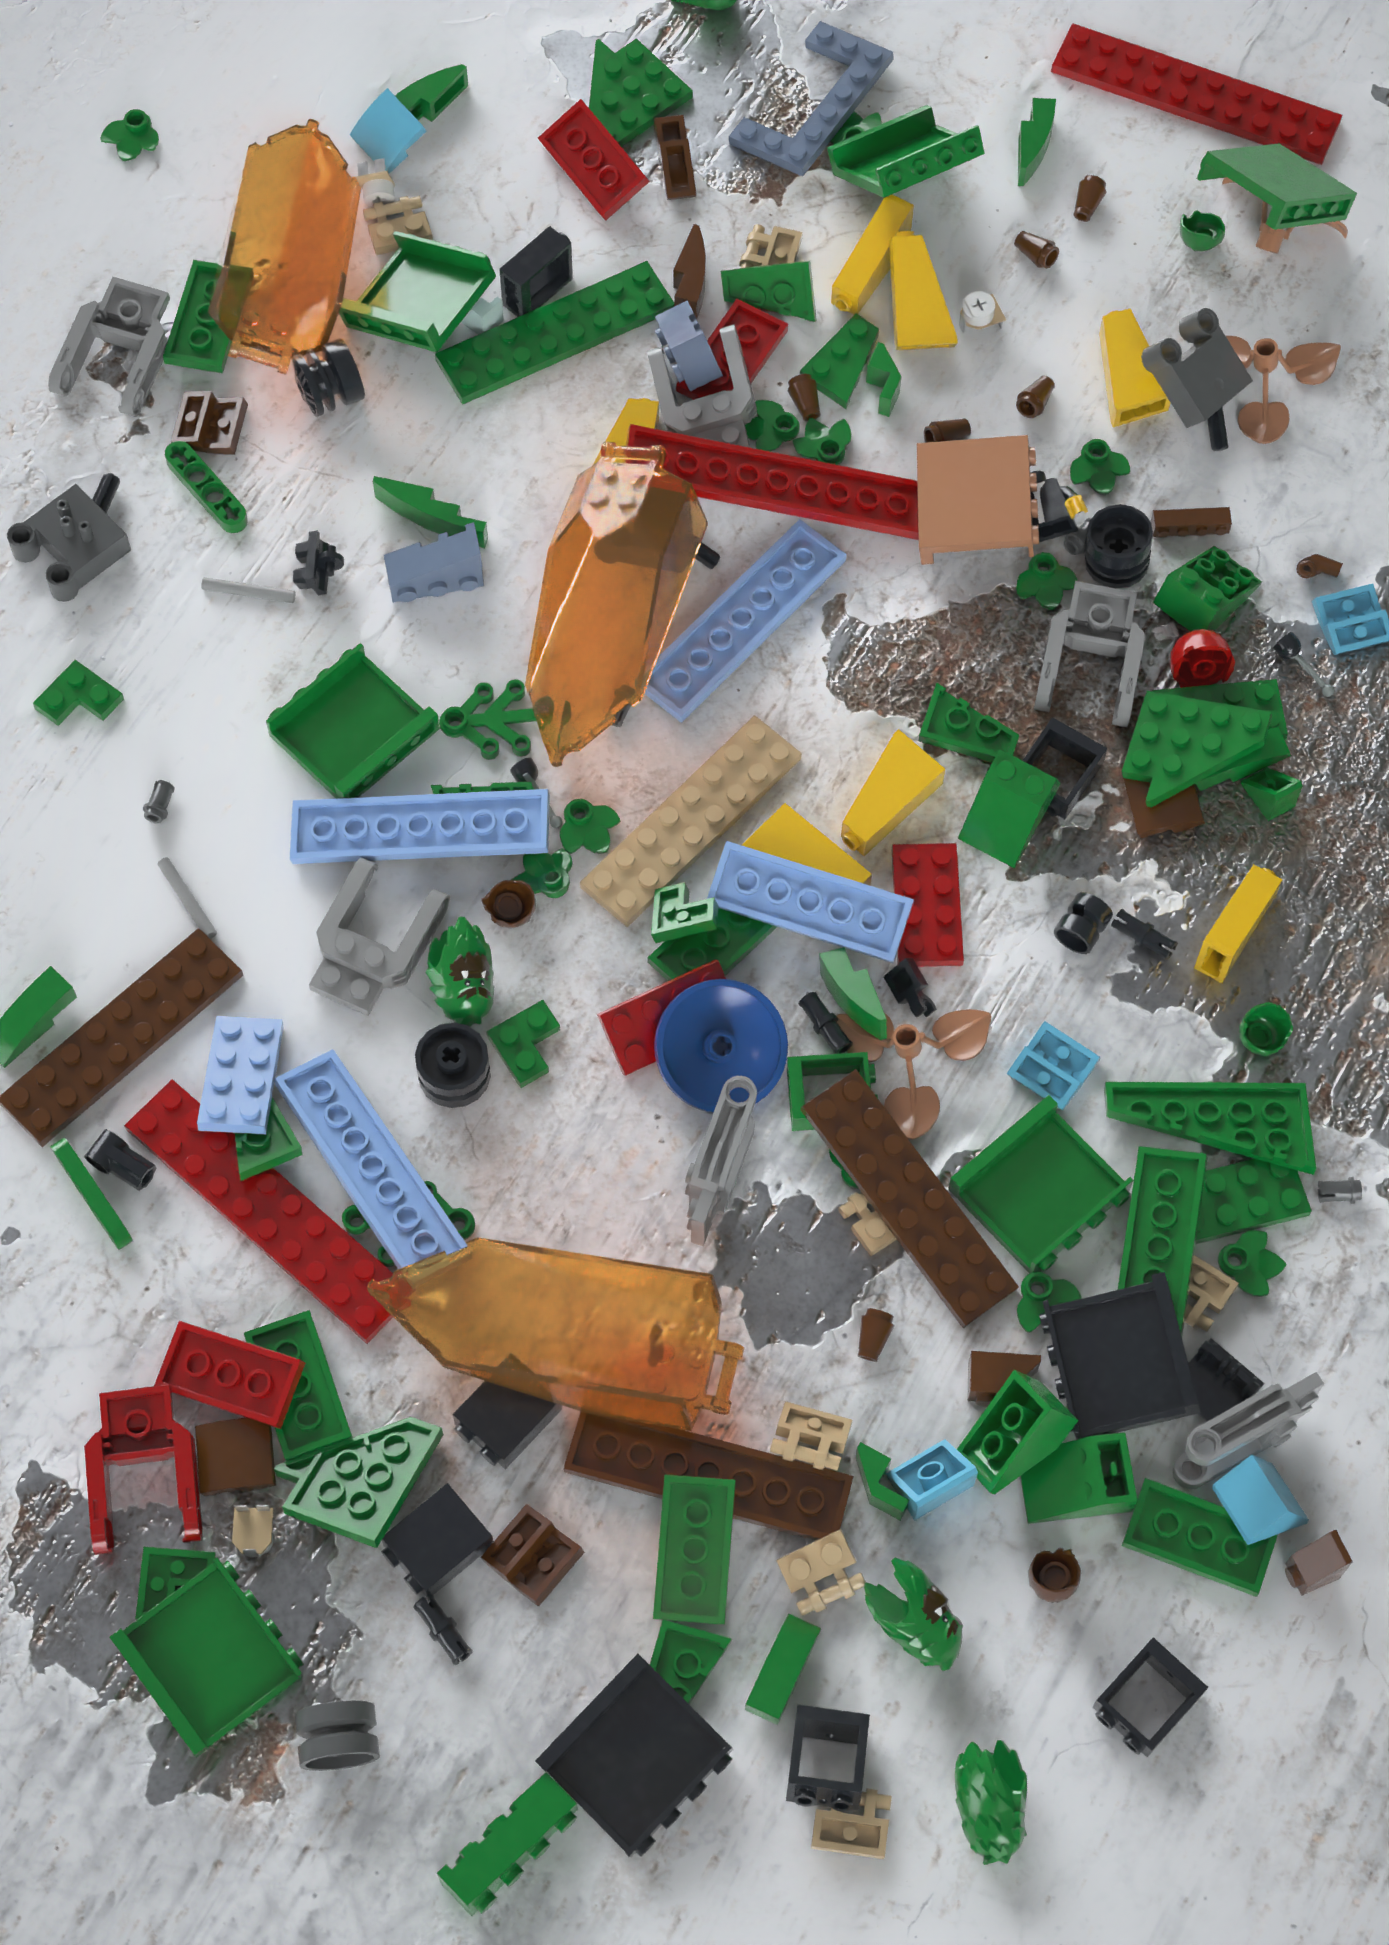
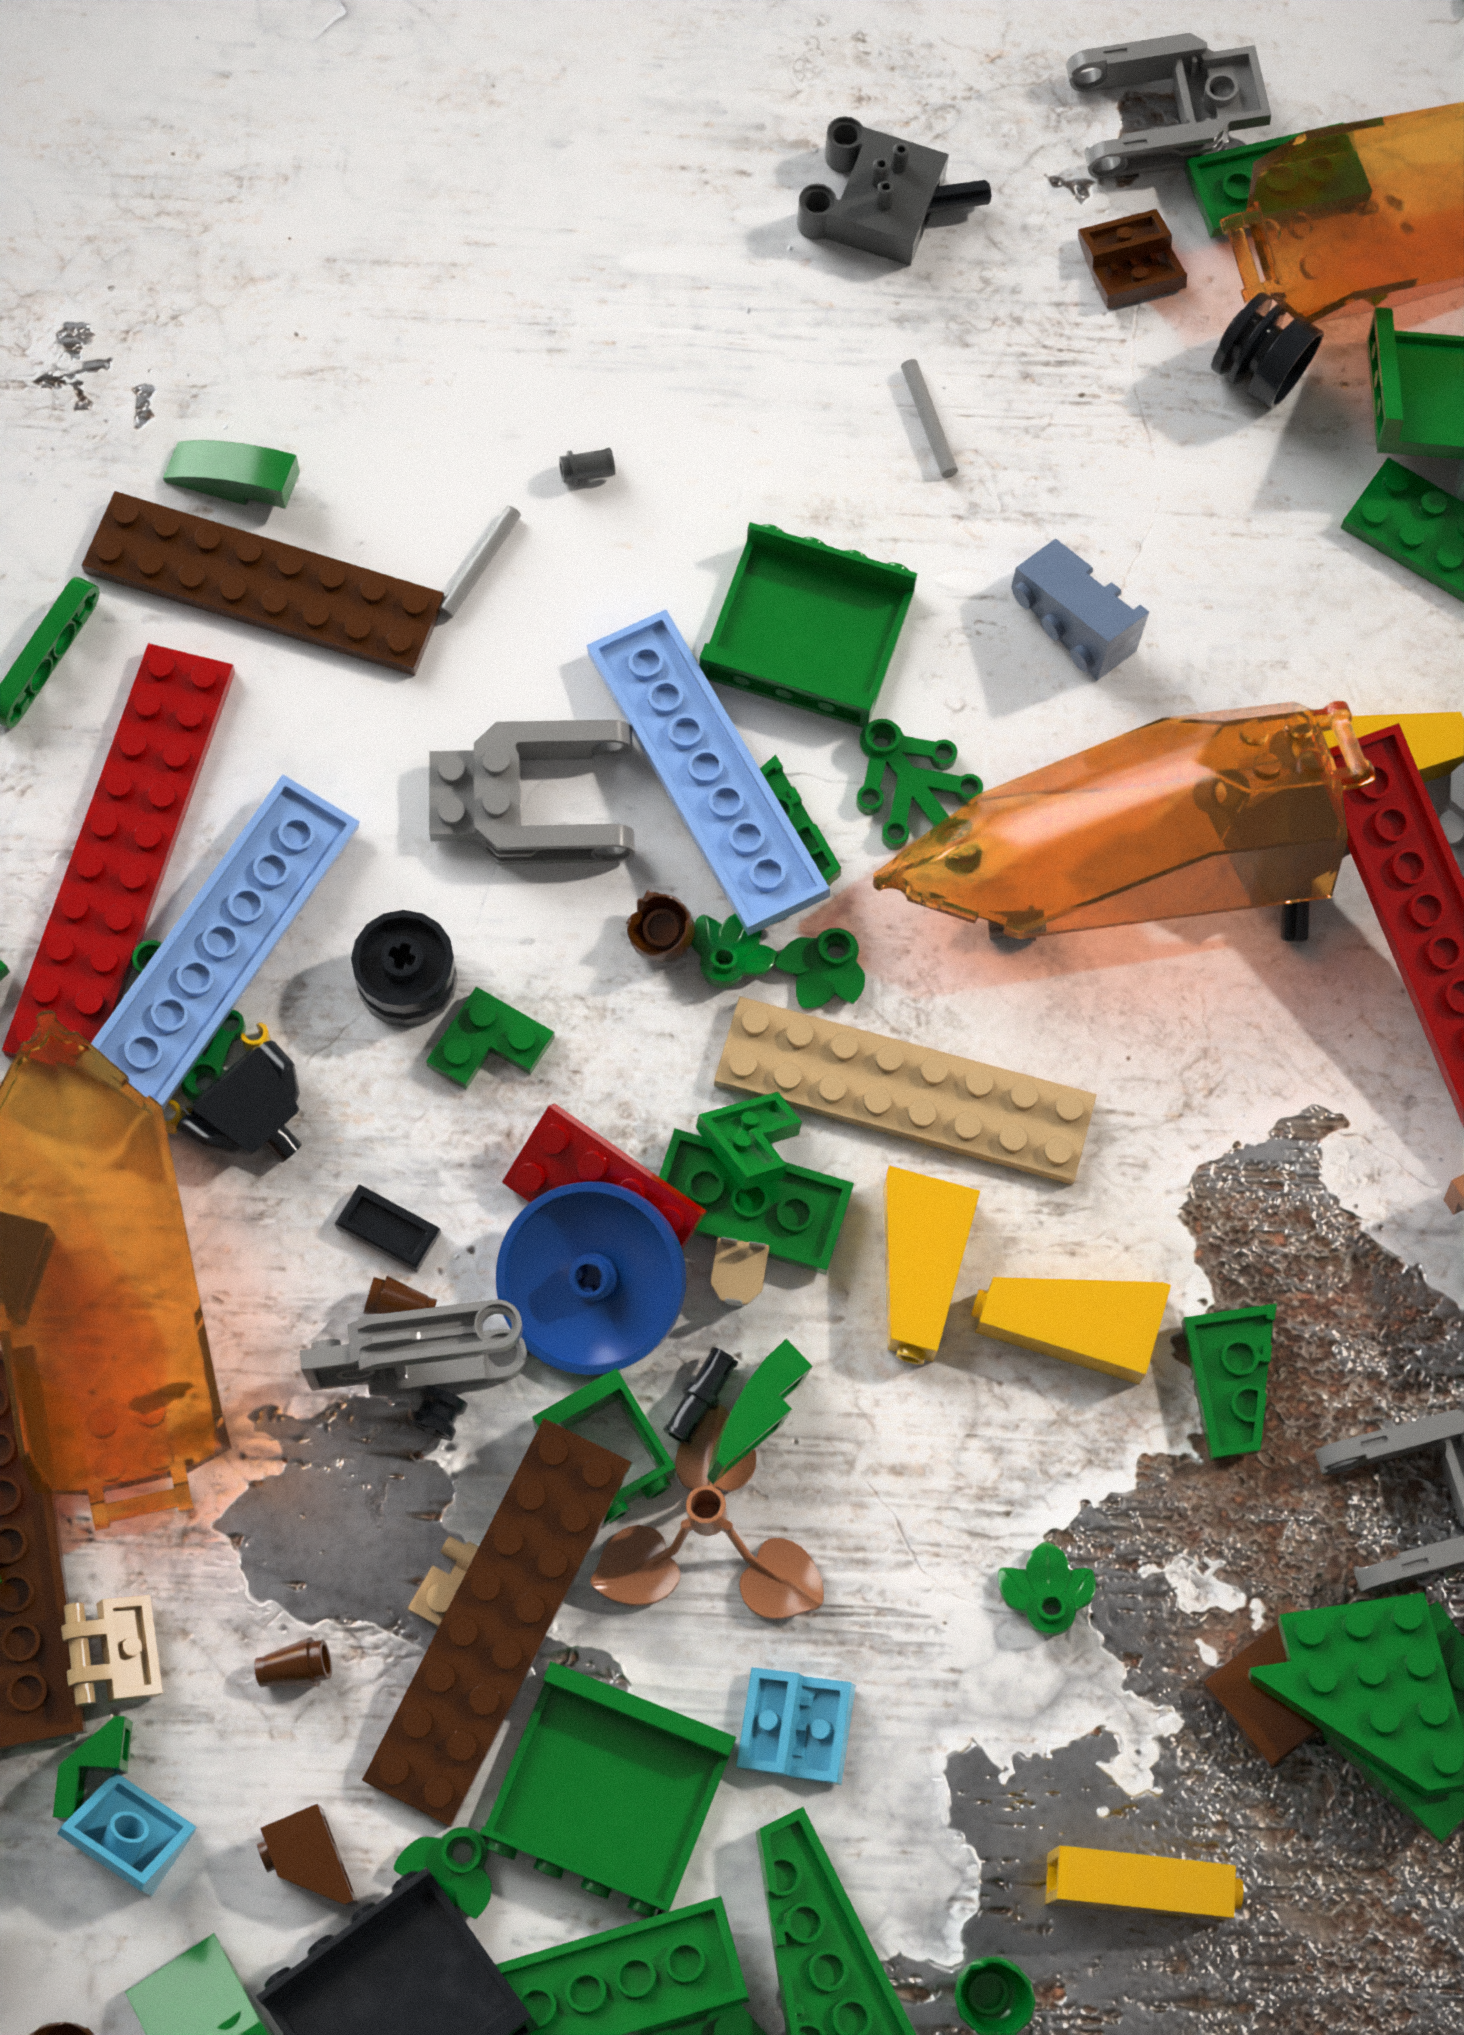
camera: 60 degrees right, 5 degrees up
(75, 687) = (686, 298): green plate -> none
(114, 1156) = (101, 652): black piece -> none
(208, 485) = (1040, 299): green beam -> none
(240, 1075) = (270, 735): light blue plate -> none
(265, 1151) = (210, 794): green wing -> none
(320, 562) = (1007, 473): black hips -> none
(419, 506) = (1158, 554): green slope -> none
(462, 973) = (525, 918): green head -> none
(491, 1197) = (245, 1105): none -> black torso
(527, 771) = (856, 859): black hinge -> none
(617, 1157) = (388, 1228): none -> black tile
(672, 1171) = (393, 1296): none -> reddish brown cone
(742, 619) = (1229, 1011): light blue plate -> none
(757, 1178) = (438, 1412): none -> black wheel
(759, 964) = (738, 1270): none -> tan piece
(810, 901) = (850, 1292): light blue plate -> none
(907, 985) = (807, 1477): black plate -> none
(934, 924) = (945, 1447): red plate -> none
(1008, 808) = (1137, 1485): green slope -> none
(1016, 1431) = (228, 1917): green slope -> none
(1038, 890) = (1047, 1582): none -> green plate
(1078, 748) = (1288, 1525): black window -> none
(1083, 923) = (1022, 1667): black wheel -> none
(1144, 934) = (1055, 1760): black pin -> none
(1272, 791) = (1374, 1840): green slope -> none

